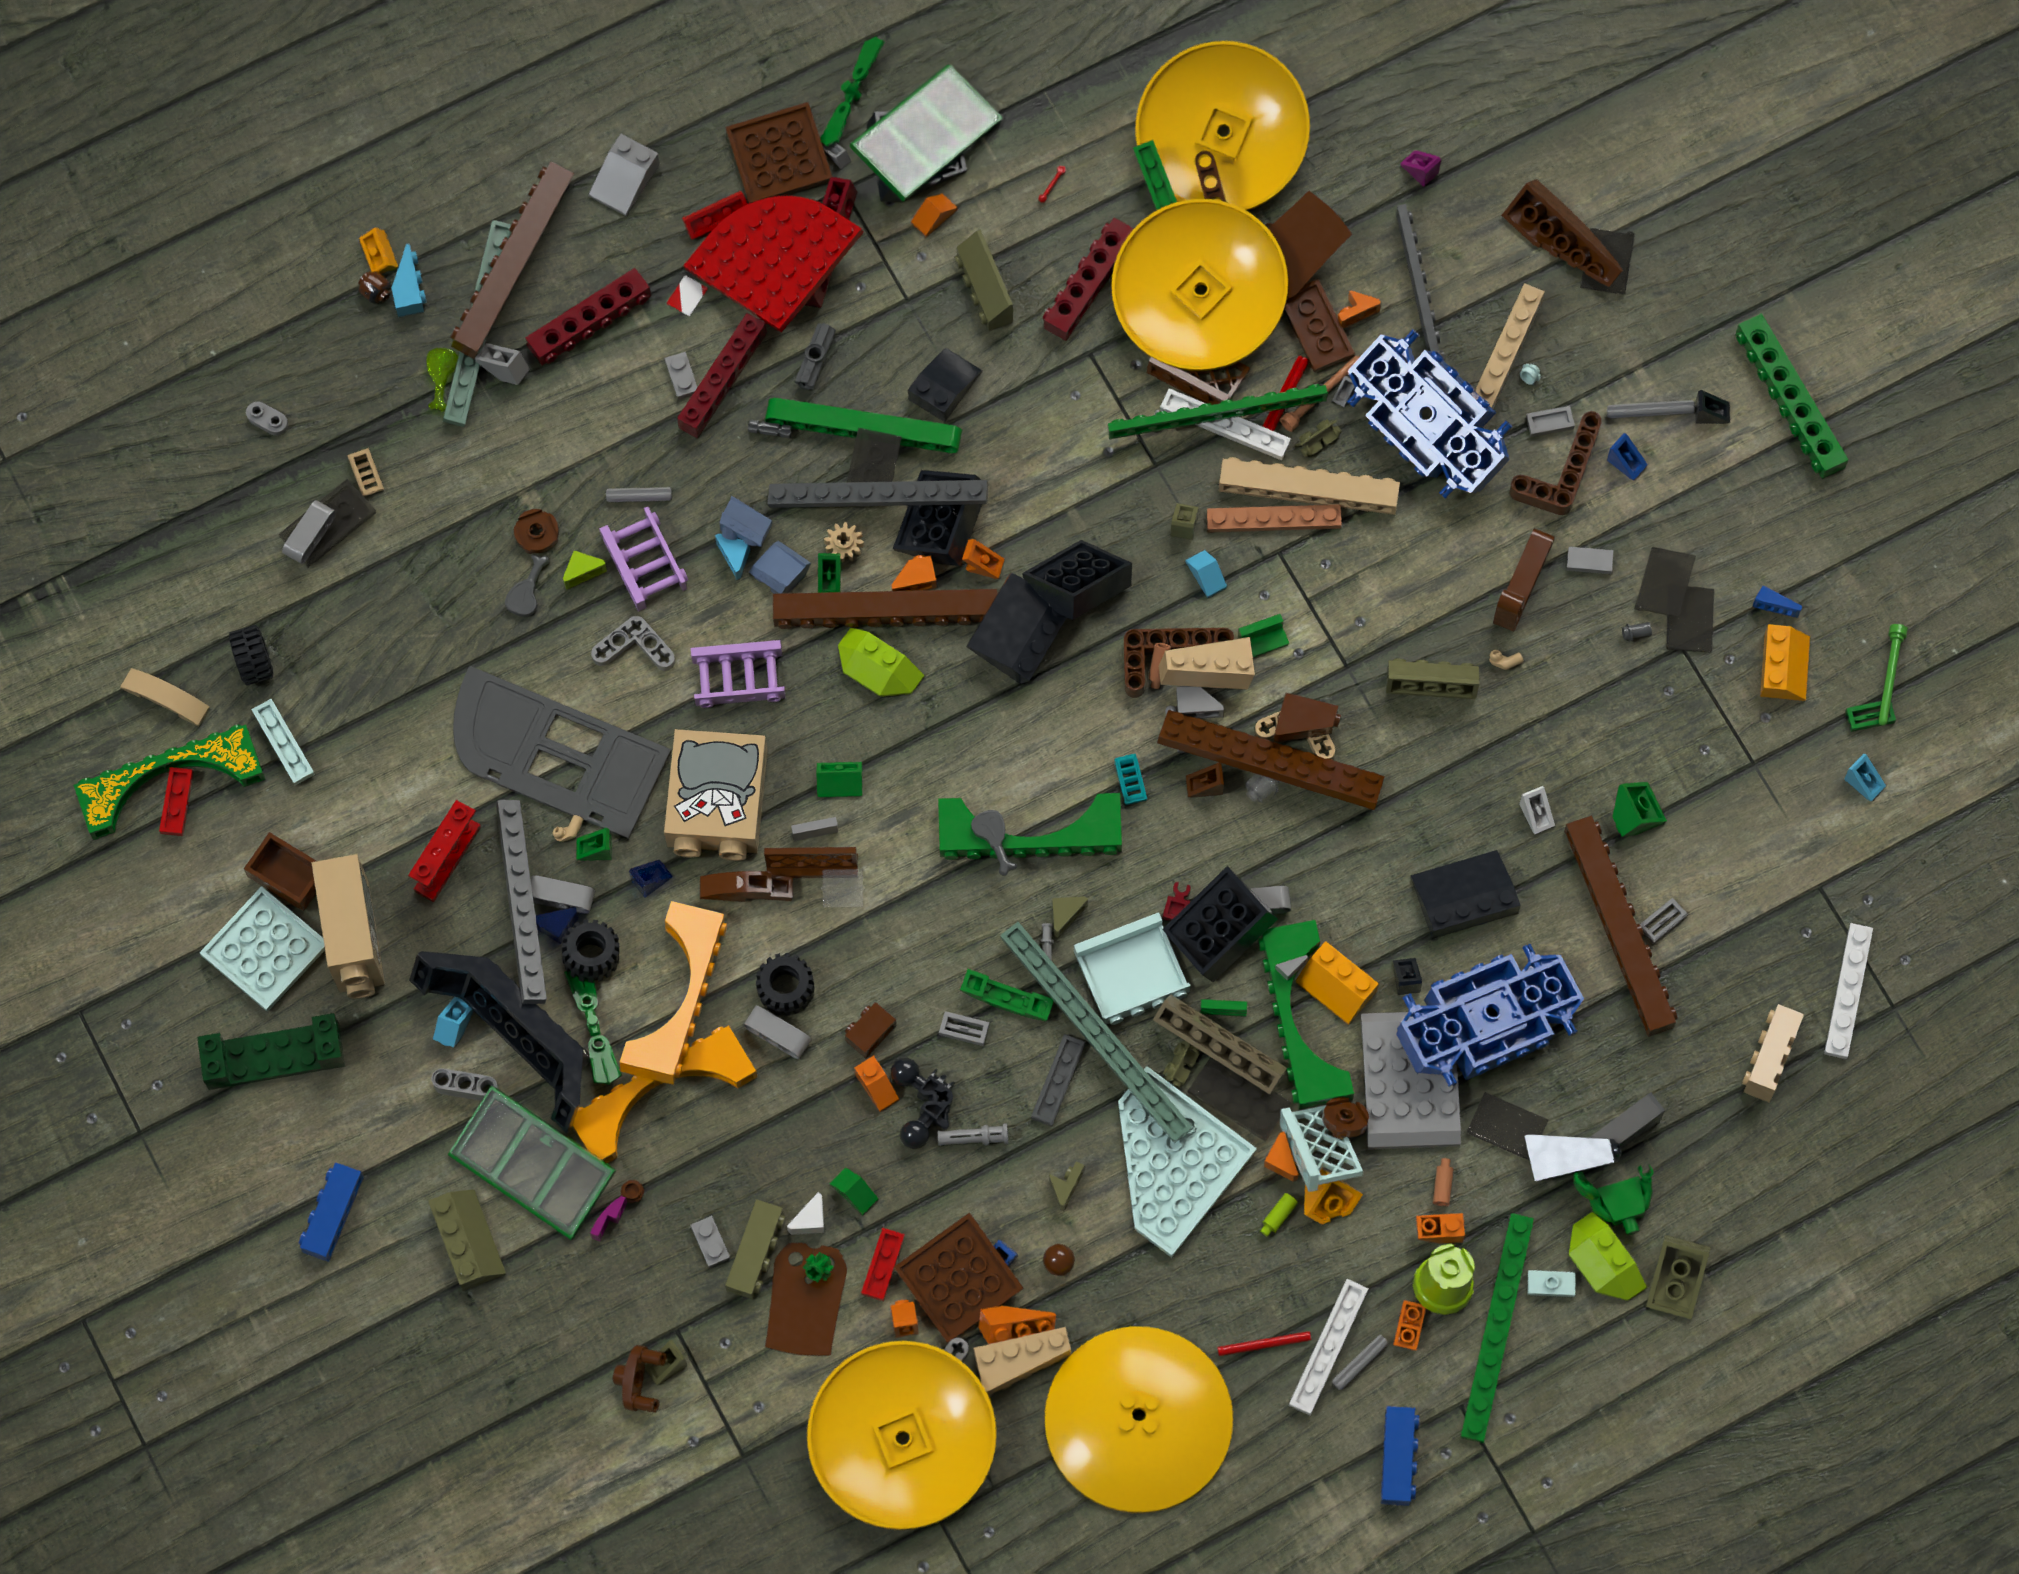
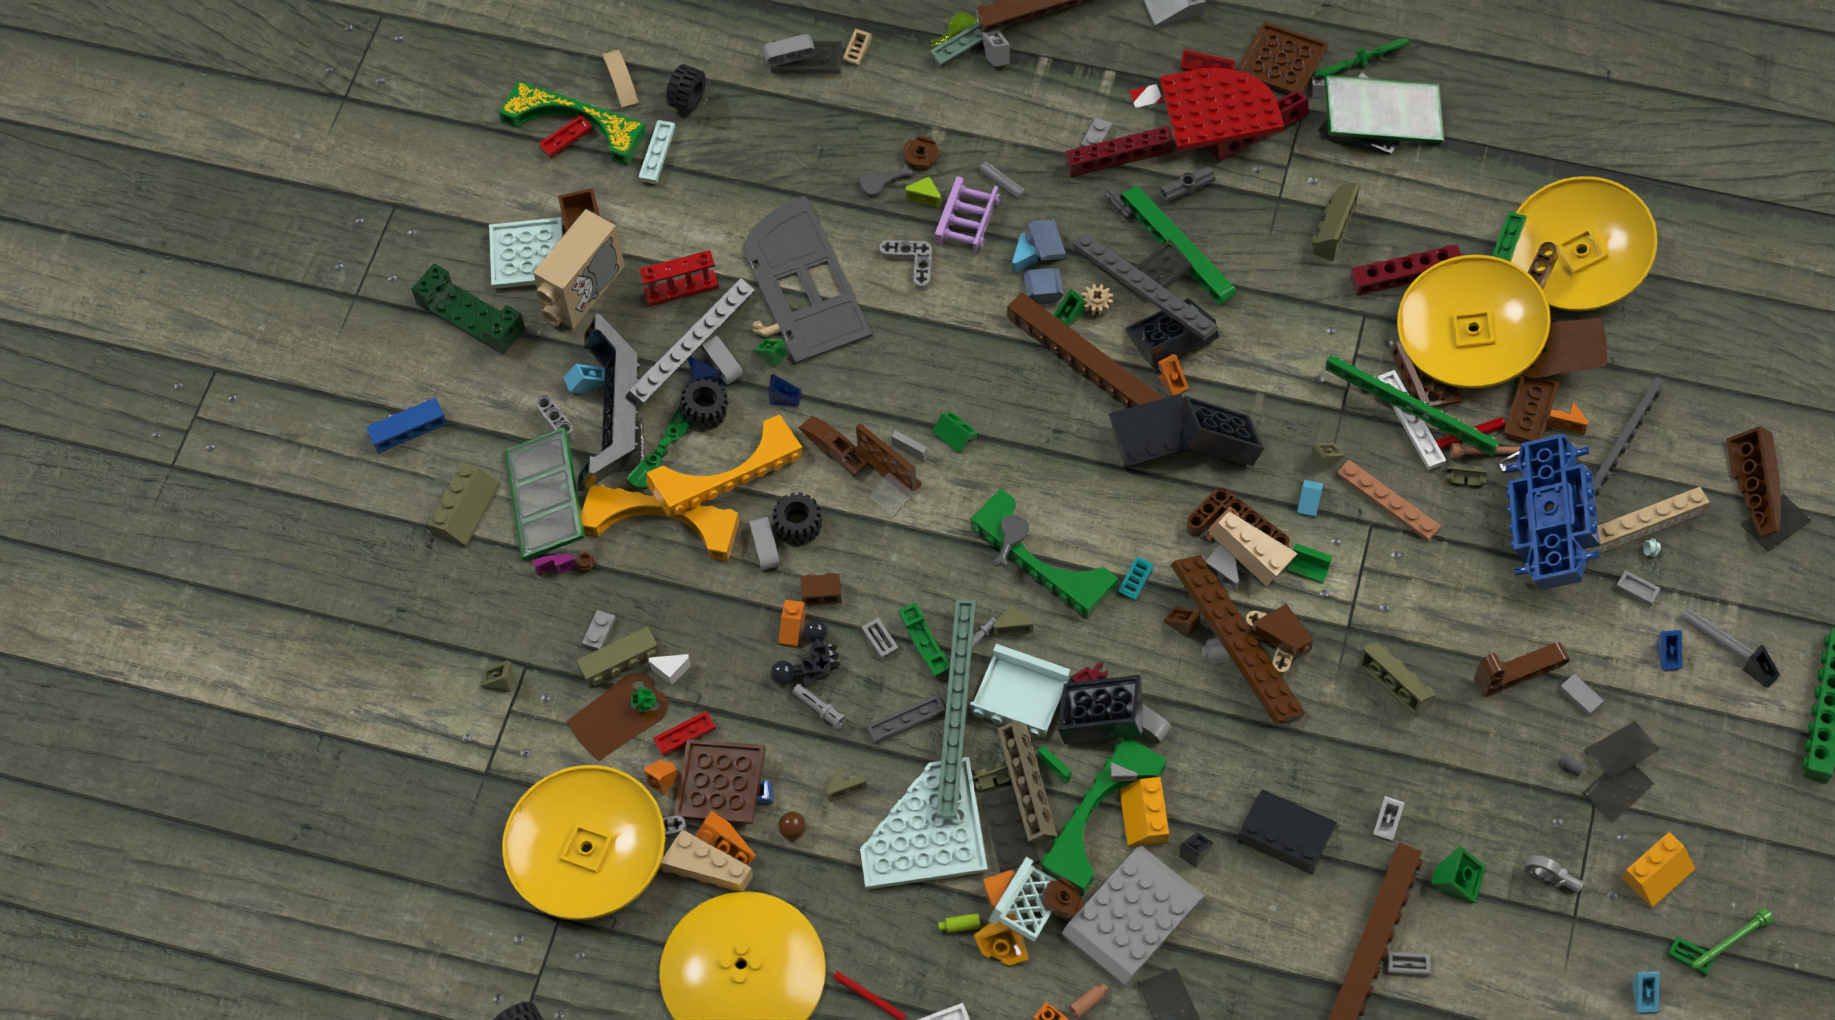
camera: 45 degrees right, 10 degrees down
(575, 317) = (1073, 61): dark red brick -> none
(631, 1378) = (468, 666): reddish brown connector -> none
(715, 793) = (869, 375): brick -> none
(725, 655) = (959, 306): lavender fence -> none
(854, 1190) = (713, 676): green slope -> none
(877, 664) = (1045, 386): lime wedge -> none
(916, 575) = (1122, 352): orange slope -> none
(933, 213) = (1345, 160): orange slope -> none
(943, 384) = (1251, 259): black slope -> none
(1061, 170) = (1452, 198): red hinge -> none
(1309, 486) = (1430, 498): tan brick -> none
(1422, 166) = (1698, 370): magenta slope -> none
(1459, 1029) = (1195, 905): blue piece -> none
(1504, 662) = (1458, 710): tan arm -> none
(1570, 472) = (1619, 627): reddish brown beam -> none
(1707, 740) = (1551, 872): none -> light grey pin
(1777, 603) = (1689, 825): blue slope -> none

